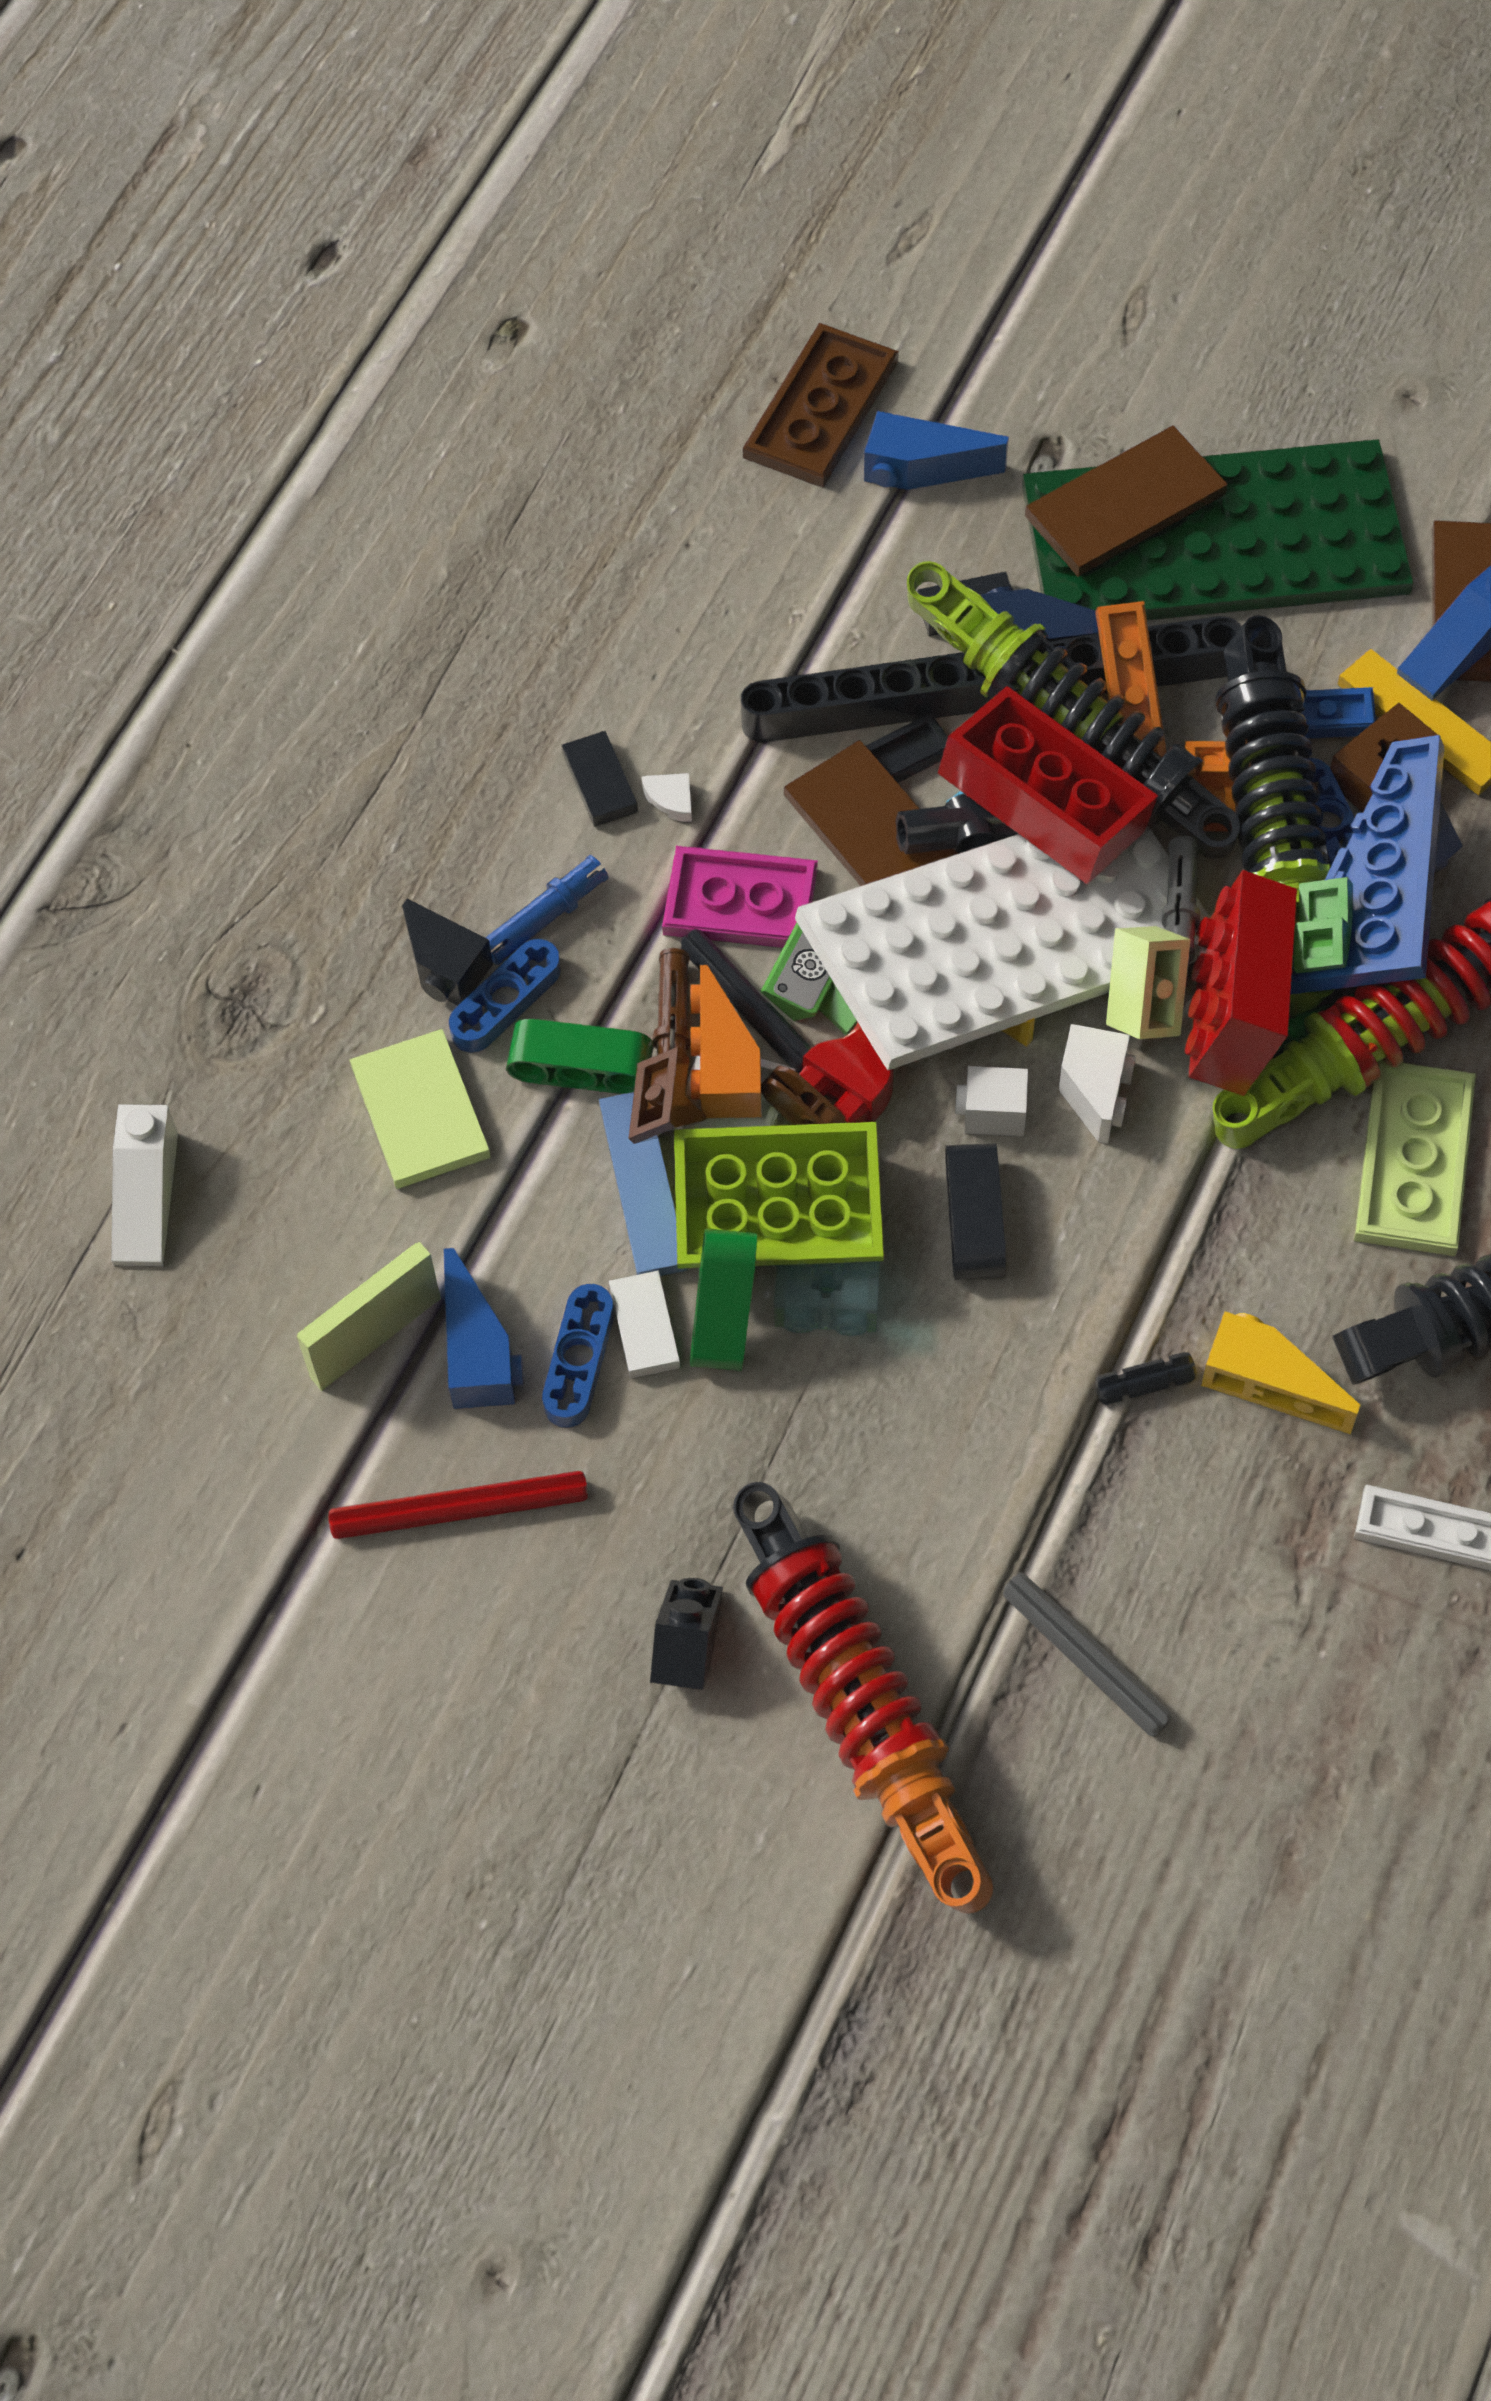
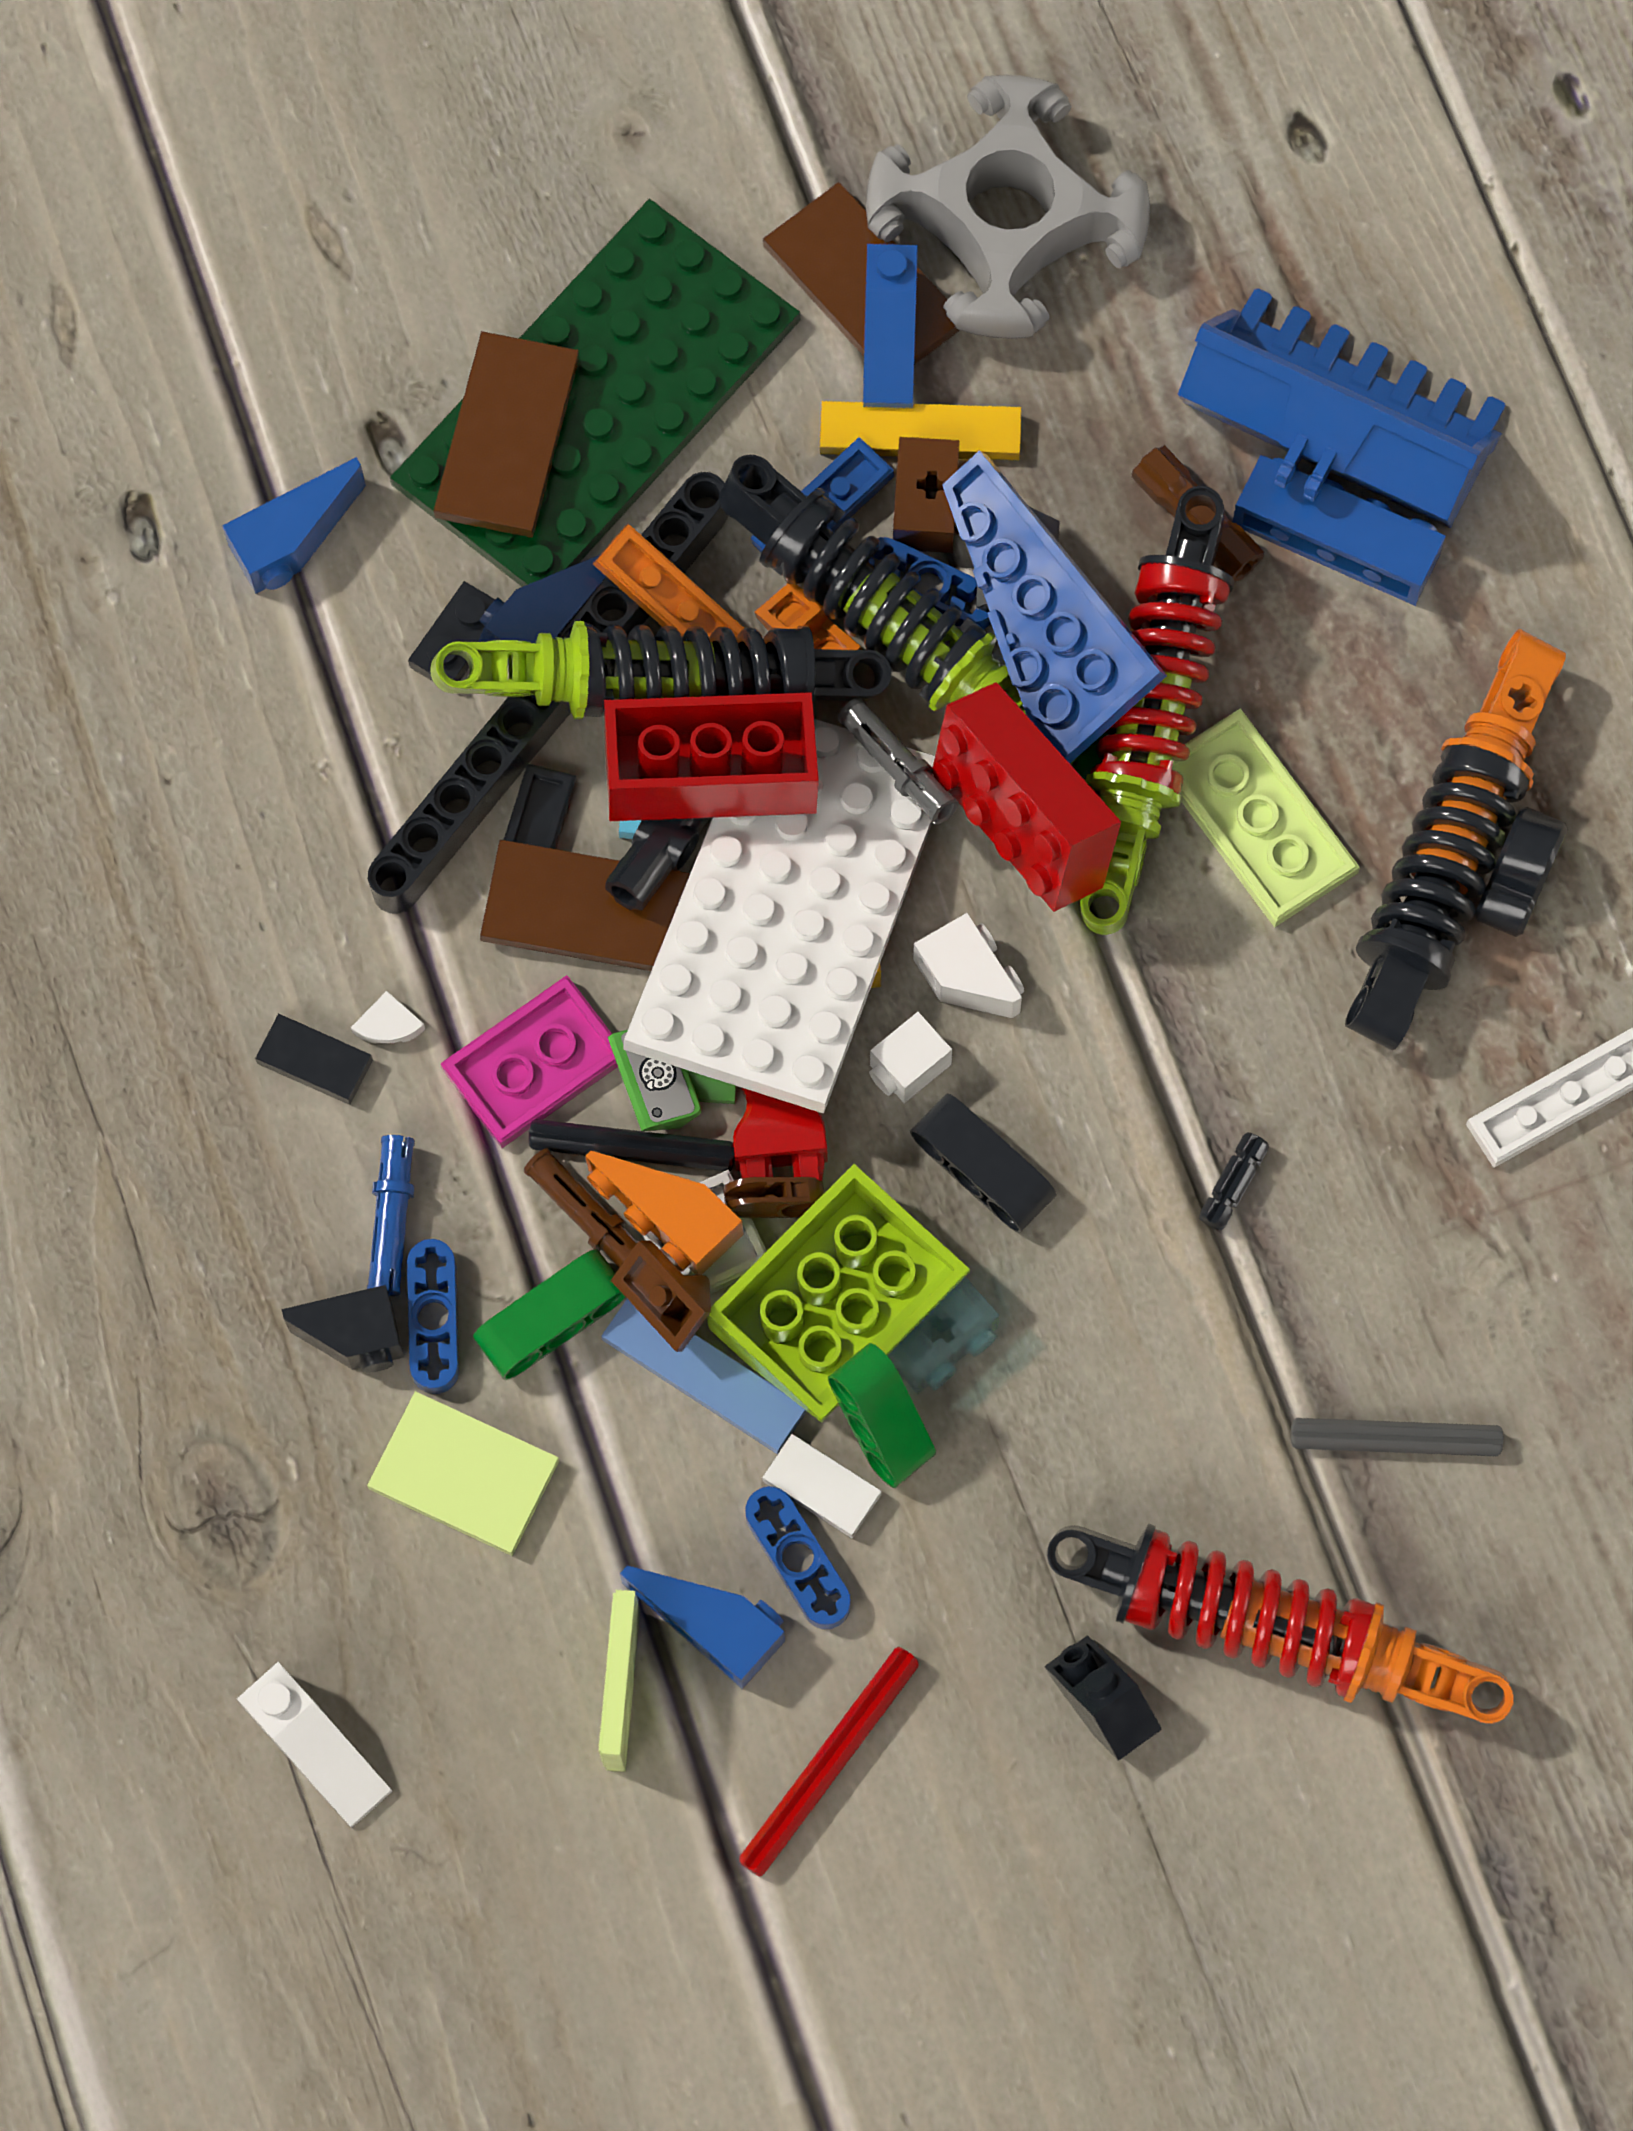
camera: 45 degrees left, 10 degrees up
(820, 405) = (150, 553): reddish brown tile -> none
(1148, 982) = (945, 857): yellowish green brick -> none
(1269, 1370) = (1319, 1092): yellow slope -> none
(1324, 925) = (1046, 696): bright green slope -> none

